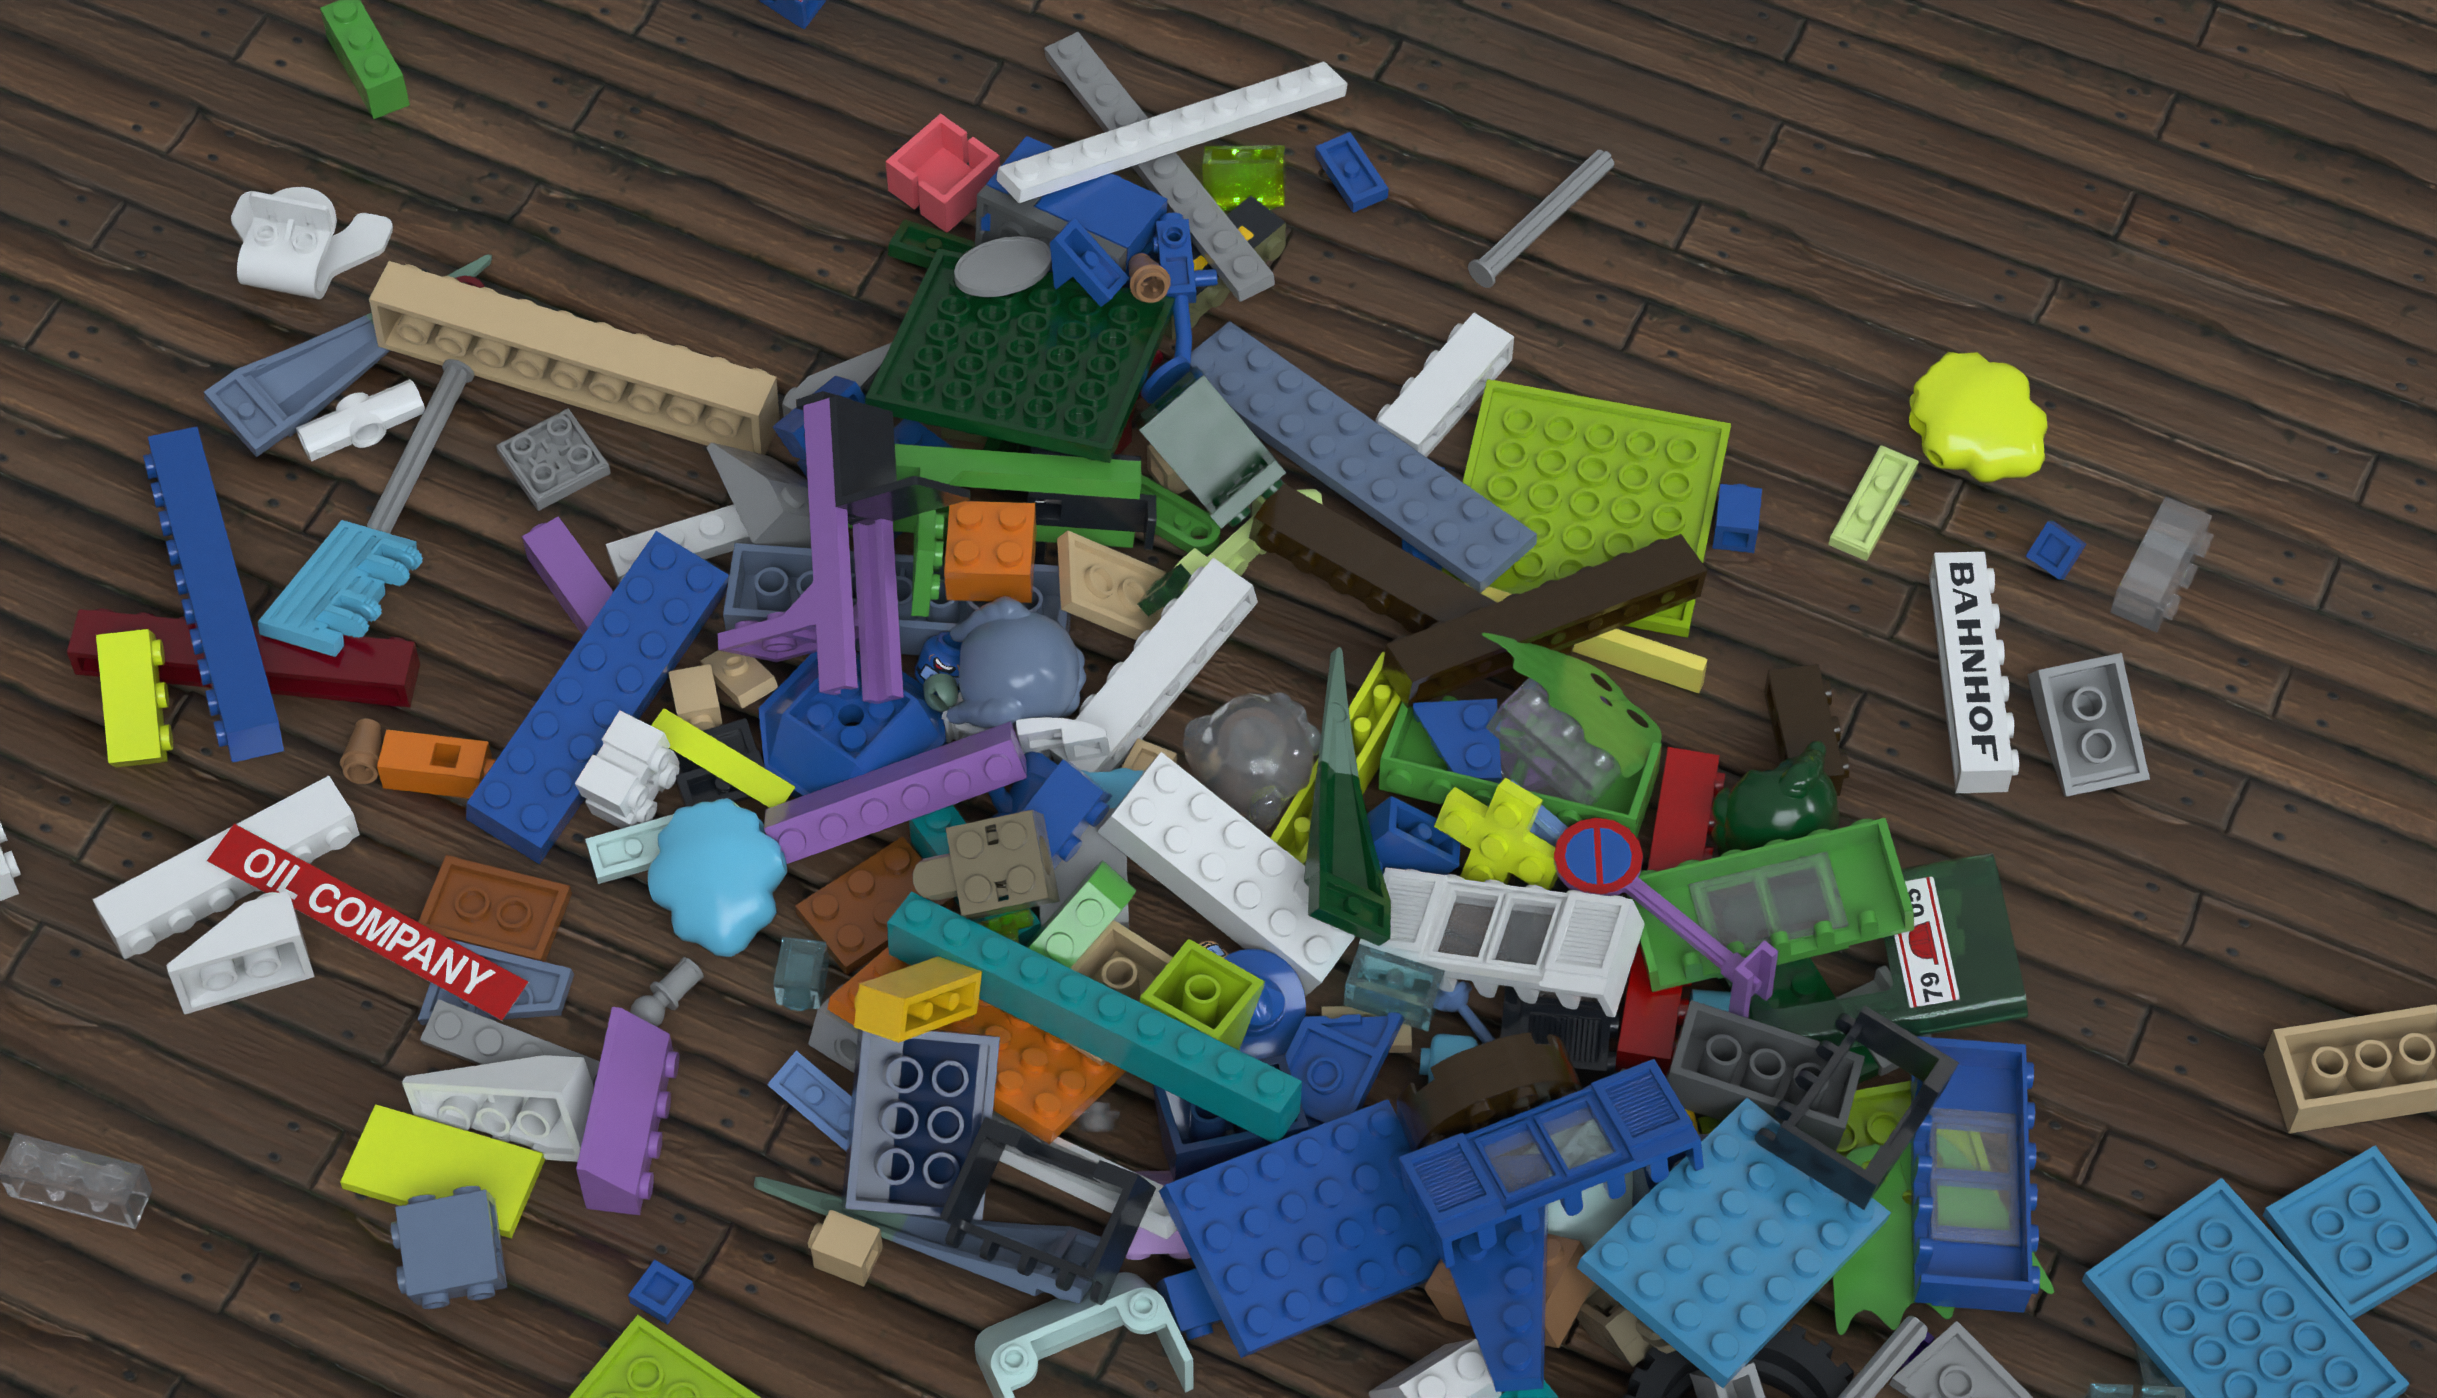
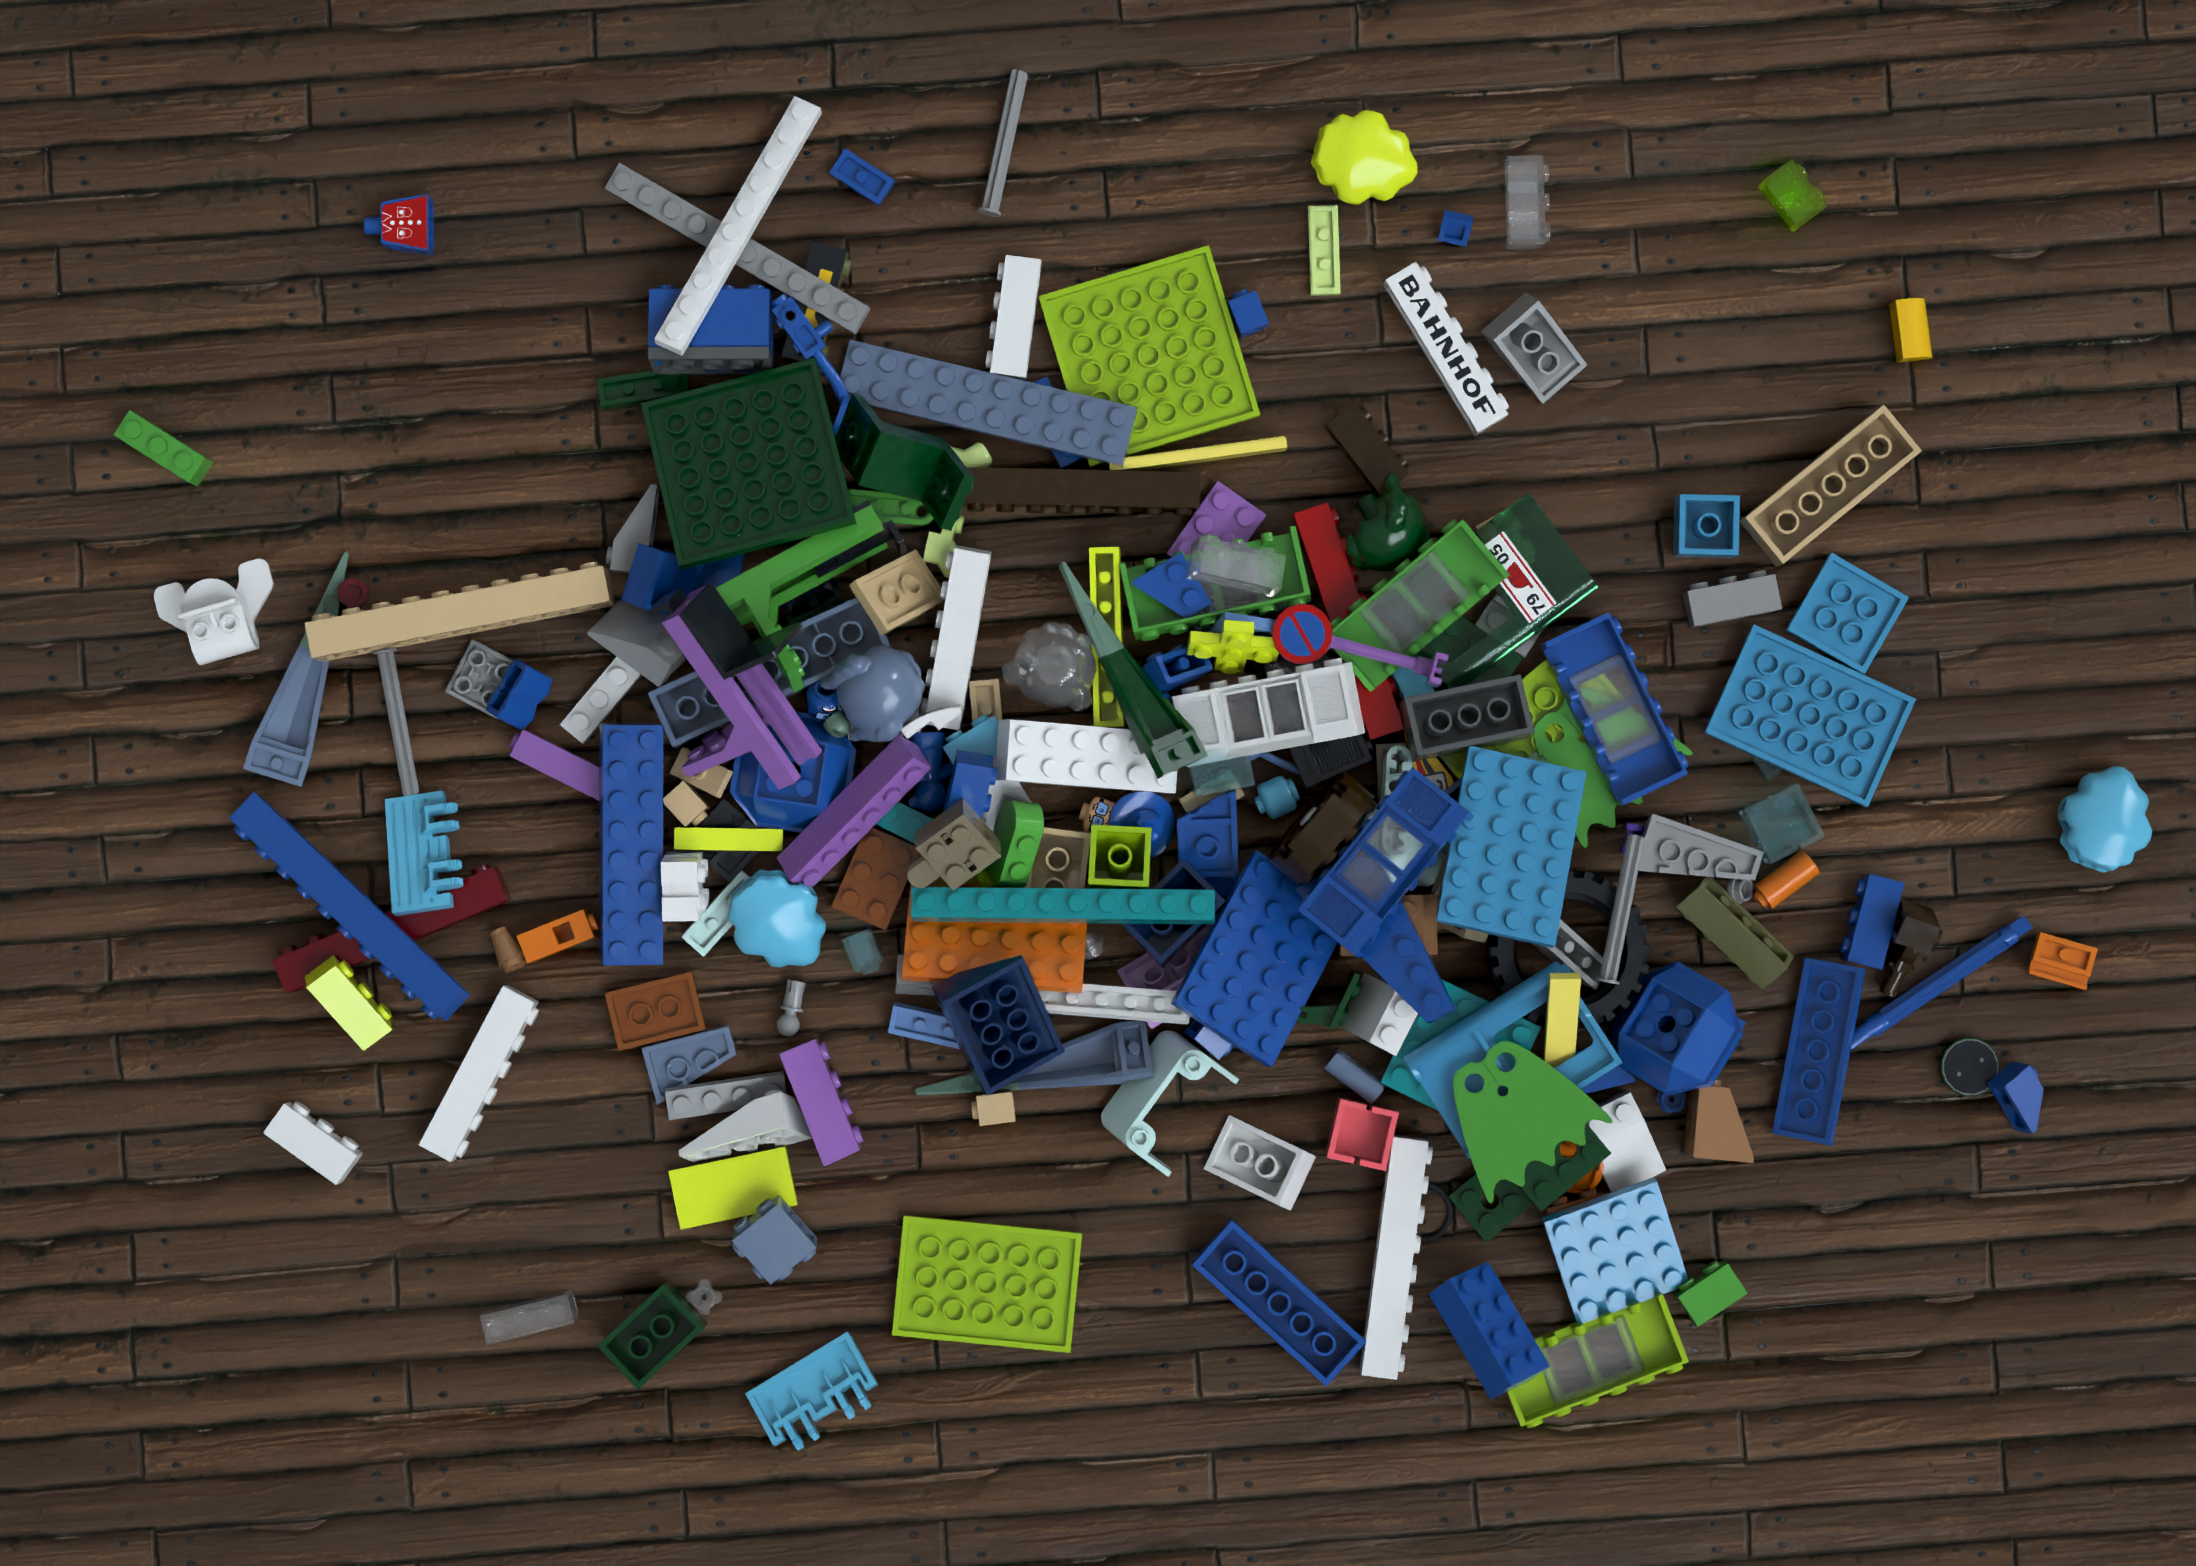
camera: 30 degrees left, 30 degrees up
(212, 1281) = (652, 1334): none -> dark green brick
(243, 955) = (535, 1121): white slope -> none
(310, 1270) = (695, 1297): none -> clear plate
(360, 420) = (348, 722): white piece -> none
(369, 922) = (588, 1065): red sticker -> none
(581, 483) = (519, 694): none -> blue brick
(661, 1292) = (906, 1192): blue plate -> none
(917, 999) = (962, 964): yellow brick -> none
(935, 172) = (602, 333): coral piece -> none
(990, 551) = (820, 615): orange brick -> none
(1002, 266) = (694, 400): light grey piece -> none
(1080, 256) = (750, 373): blue slope -> none
(1116, 1239) = (1139, 1011): black hinge -> none
(1147, 279) = (792, 358): medium nougat cone -> none
(1164, 590) = (929, 573): clear green plate -> none
(1243, 171) = (798, 224): clear neon green brick -> none
(1372, 1355) = (1333, 1014): none -> dark green plate
(1549, 616) = (1177, 473): dark brown brick -> none
(1578, 695) = (1257, 529): bright green piece -> none
(1827, 1165) = (1572, 685): black hinge -> none
(2206, 1137) = (1731, 599): none -> light grey brick
(2214, 1026) = (1706, 526): none -> dark azure brick

